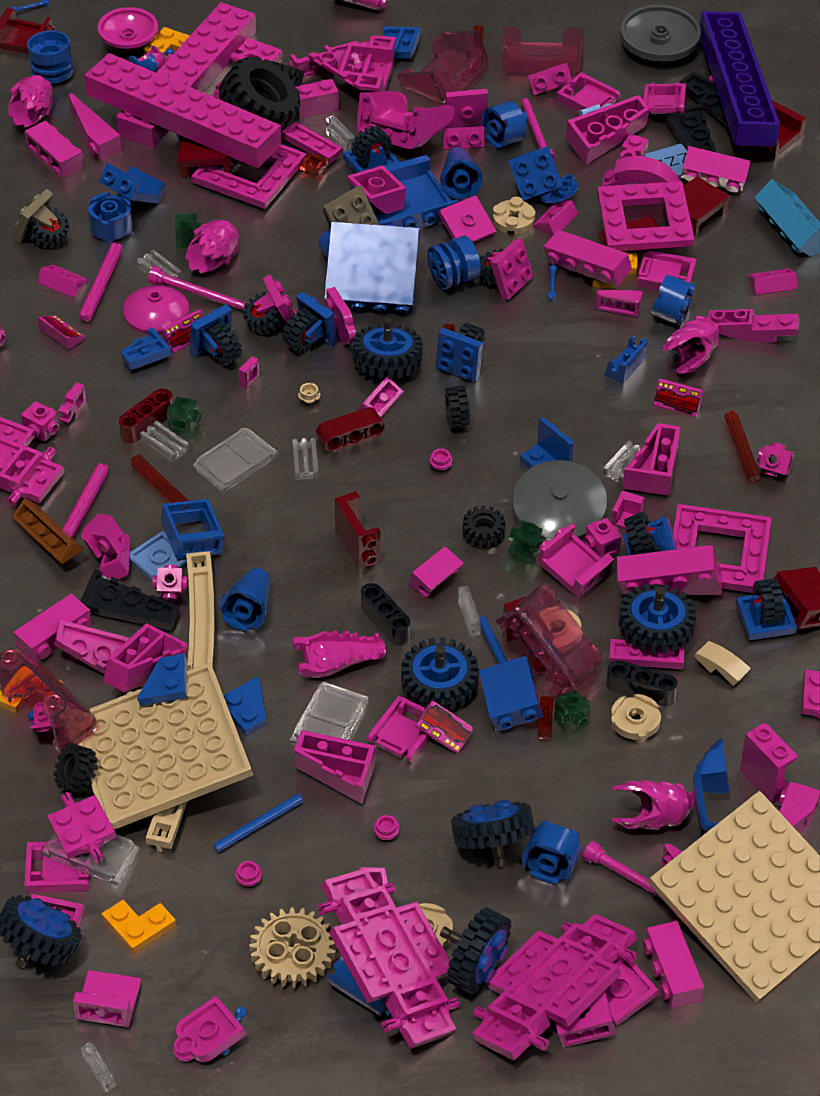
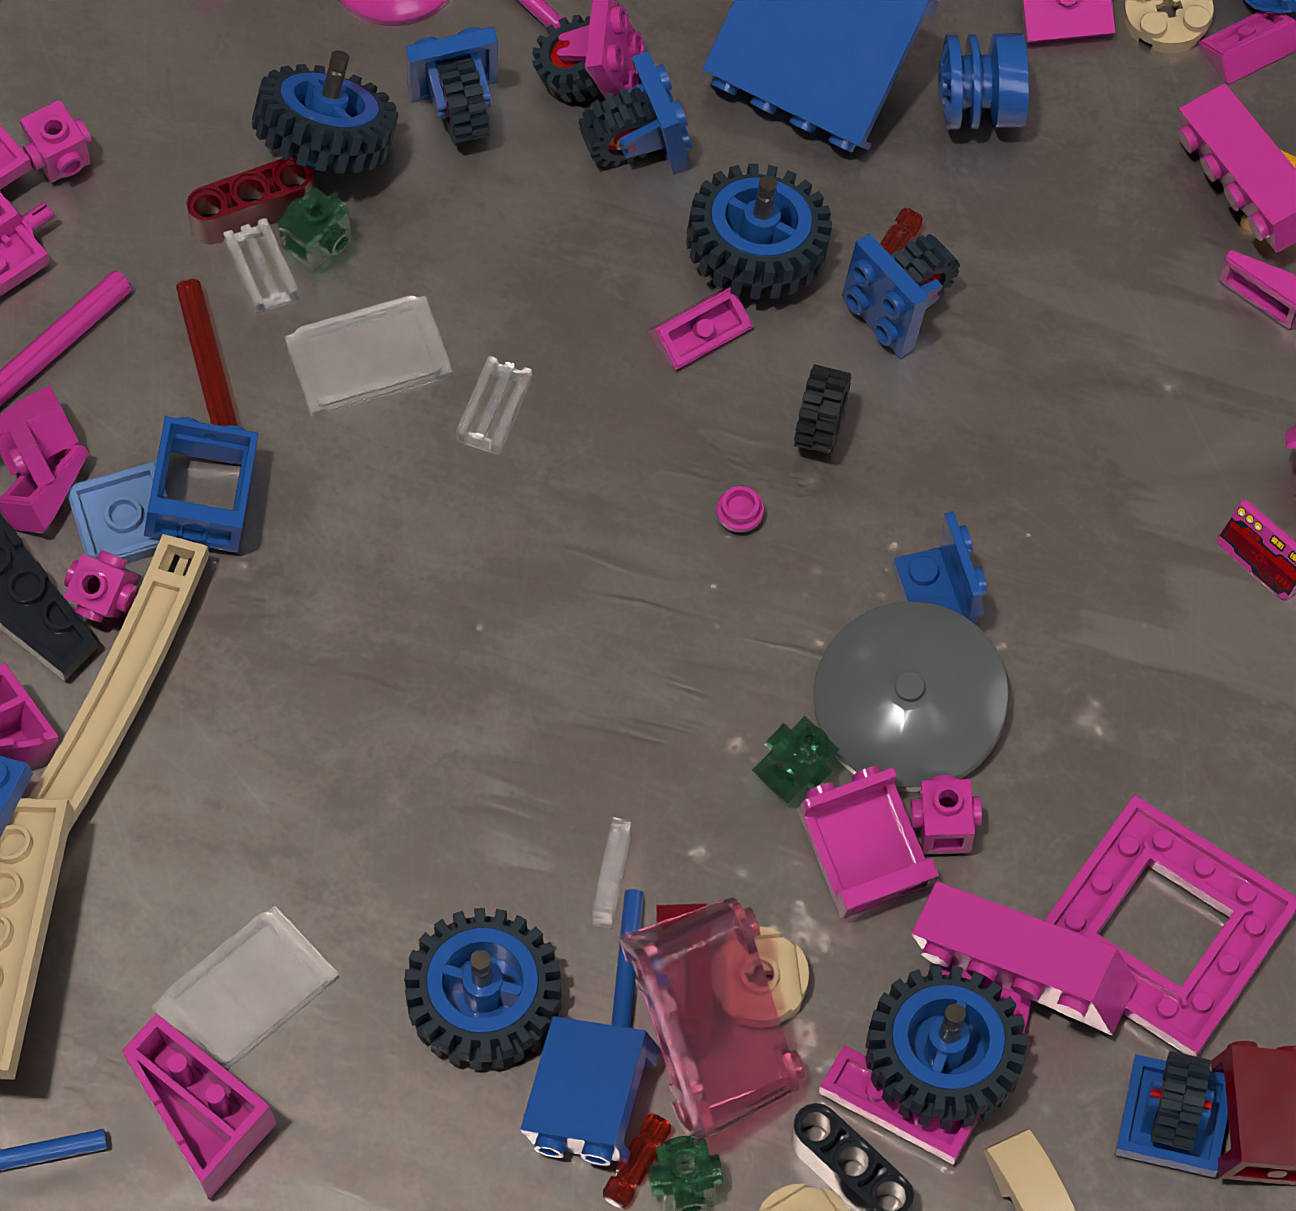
camera: 25 degrees right, 15 degrees up
(74, 401) = (140, 119): dark pink plate -> none
(145, 350) = (319, 43): blue wing -> none
(165, 367) = (324, 117): none -> black wheel
(178, 333) = (392, 36): slope -> none
(247, 601) = (222, 677): blue cone -> none
(247, 706) = (110, 900): blue wing -> none
(248, 372) = (484, 177): dark pink tile -> none
(309, 393) = (573, 255): tan plate -> none
(333, 651) = (325, 856): dark pink animal -> none
(343, 316) = (702, 119): dark pink plate -> none
(350, 429) = (606, 376): dark red beam -> none
(360, 543) = (490, 574): dark red panel -> none
(385, 614) = (457, 790): black beam -> none
(399, 733) = (357, 1080): dark pink container -> none
(435, 571) = (596, 756): dark pink hinge -> none
(444, 726) = (429, 1108): slope -> none
(483, 537) = (744, 668): black tyre -> none
(506, 268) = (1082, 131): dark pink plate -> none
(552, 295) = (1149, 217): blue hinge -> none
(621, 461) = (1122, 633): clear tile -> none
(626, 506) = (1030, 770): dark pink panel -> none
(627, 361) = (1213, 427): blue hinge -> none
(648, 536) = (1028, 861): plate -> none
(655, 462) = (1140, 685): dark pink wedge -> none

